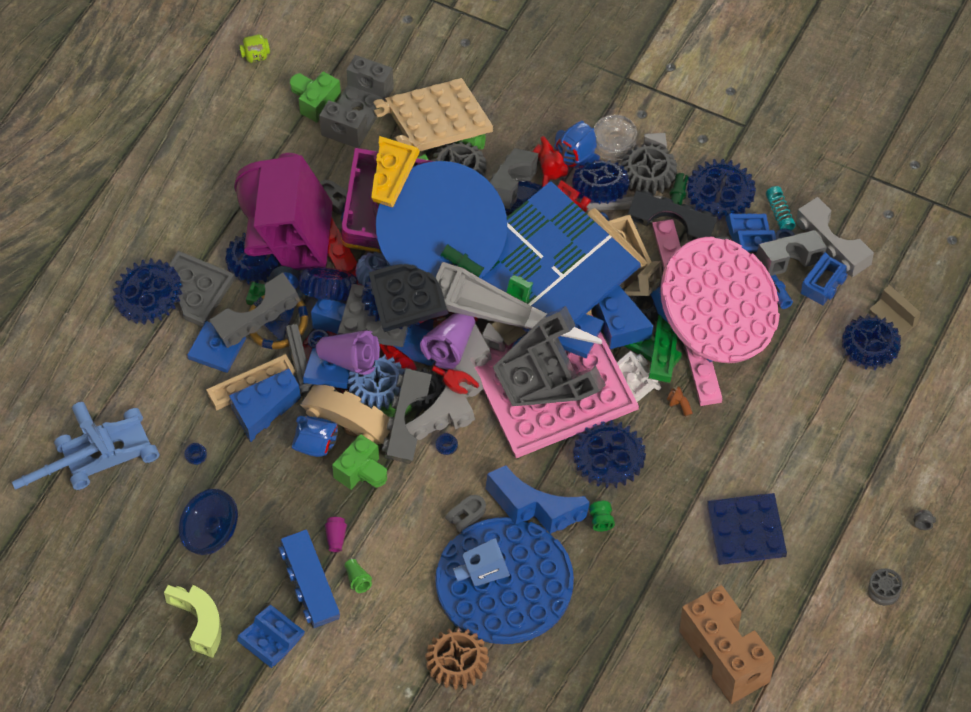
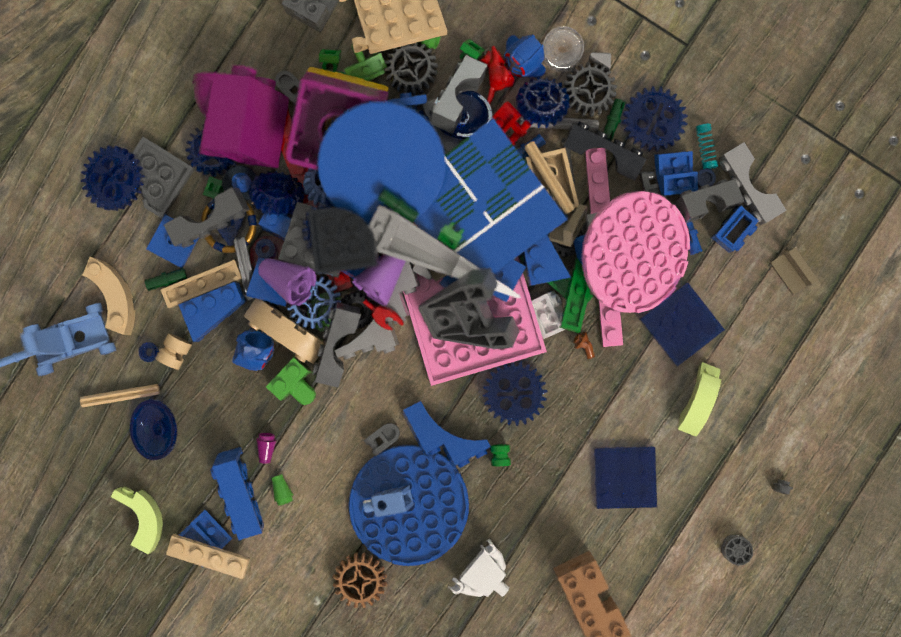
camera: 10 degrees right, 30 degrees up
(153, 390) = (116, 293): none -> tan brick
(162, 500) = (119, 395): none -> tan axle
(209, 381) = (165, 279): none -> dark green pin
(224, 447) = (173, 351): none -> tan wheel
(279, 646) = (208, 556): none -> tan plate
(392, 170) = (336, 111): yellow wing -> none
(446, 438) = (367, 360): clear blue plate -> none
(519, 144) = (471, 49): none -> green tile
(599, 636) = (483, 574): none -> white torso
(783, 372) = (682, 324): none -> clear blue plate
(814, 440) = (702, 400): none -> yellowish green arch
(868, 334) = (778, 289): clear blue gear -> none

